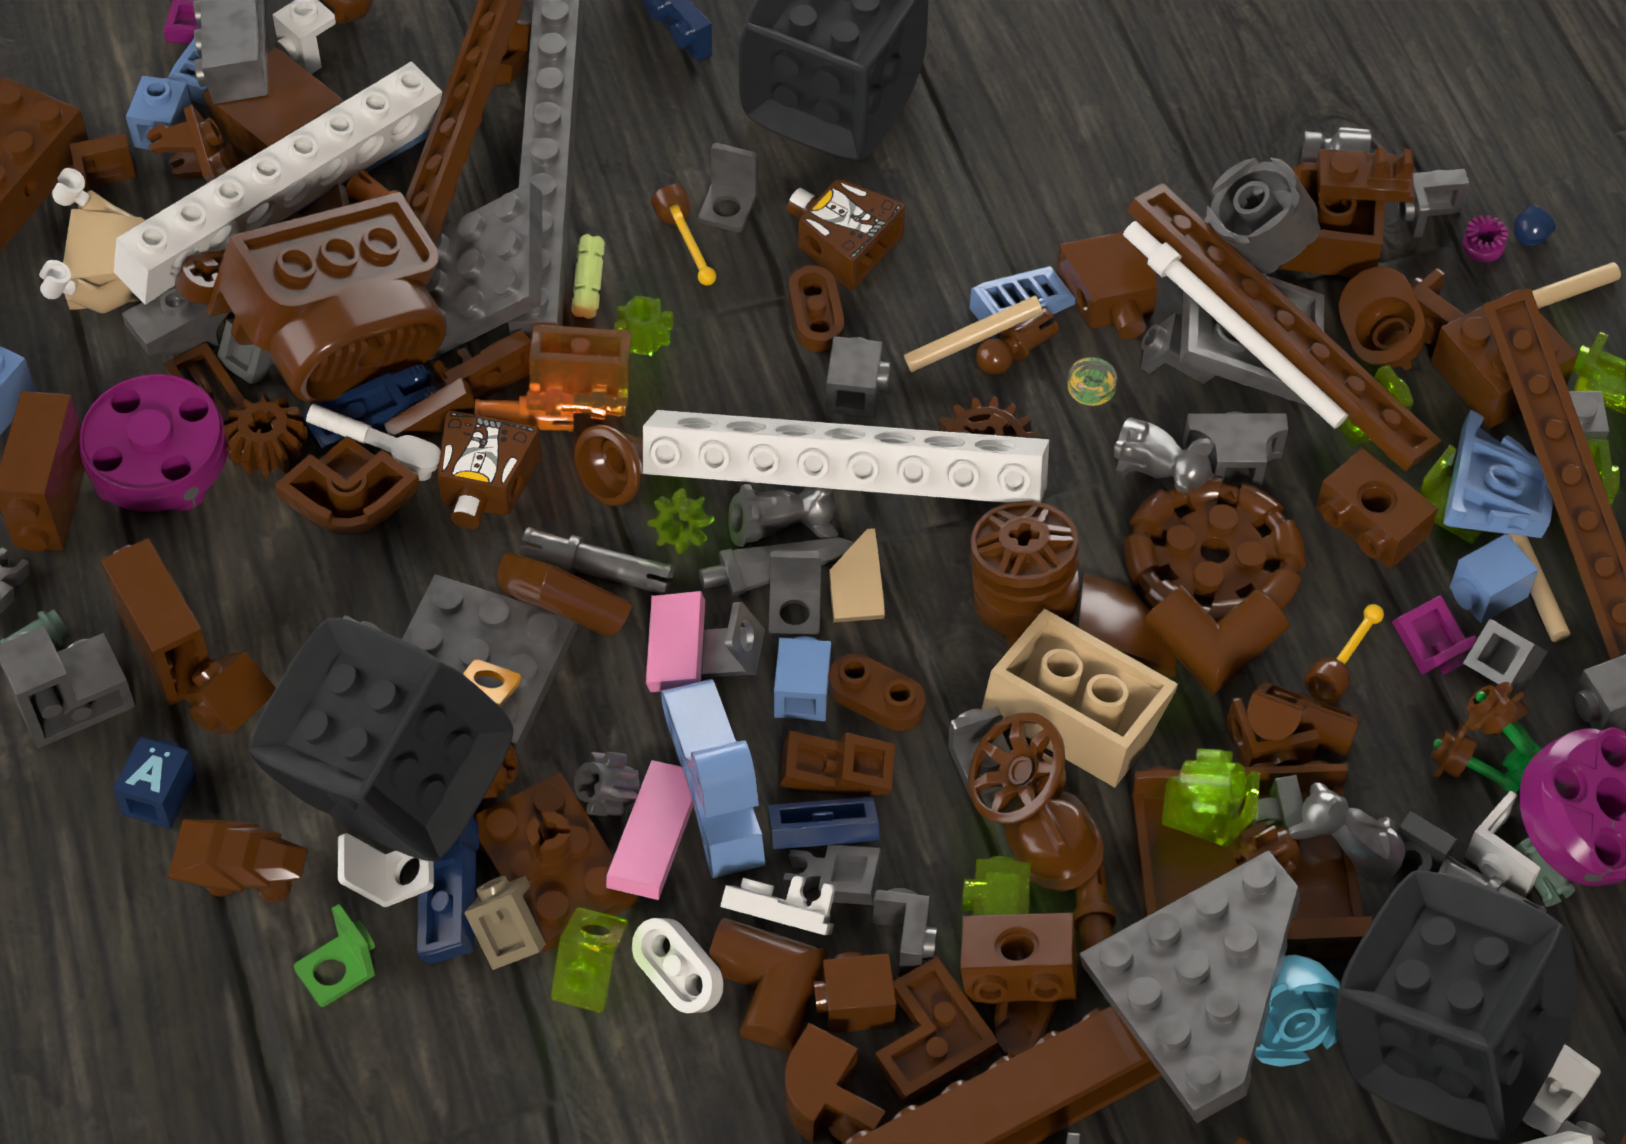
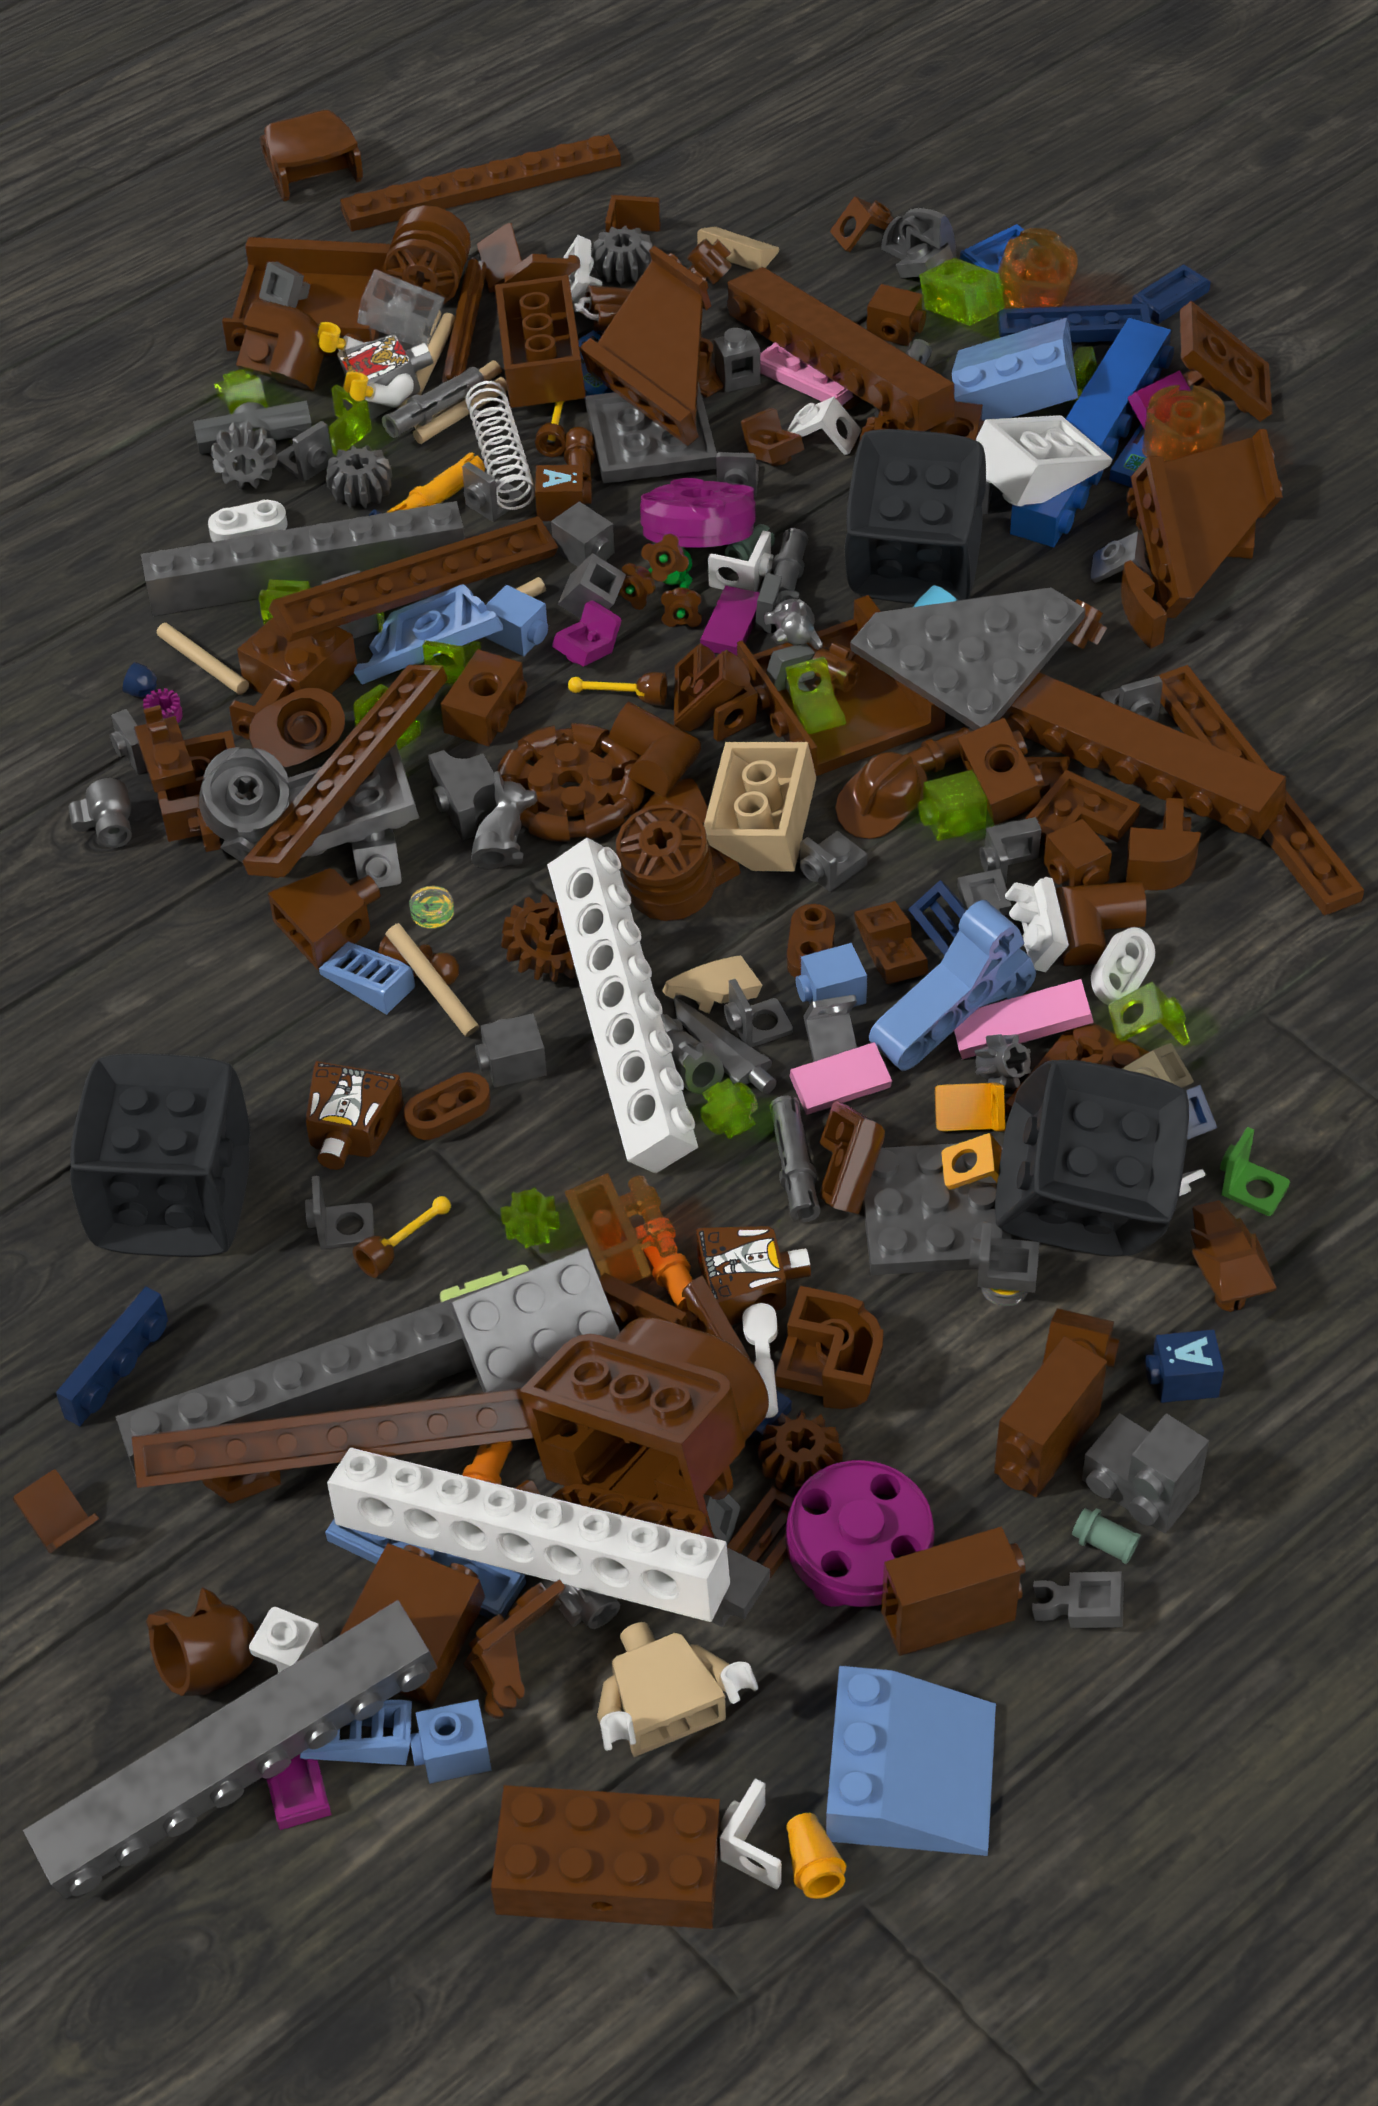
camera: 110 degrees left, 5 degrees down
(102, 160) = (537, 1764): reddish brown bracket -> none
(570, 742) = (970, 1107): none -> light orange bracket
(609, 464) = (693, 1175): reddish brown hat -> none
(1023, 772) = (851, 807): reddish brown wheel -> none
(1166, 261) = (327, 837): white bar -> none
(1212, 781) = (806, 691): clear neon green gear -> none
(1401, 789) = (731, 620): none -> magenta tile

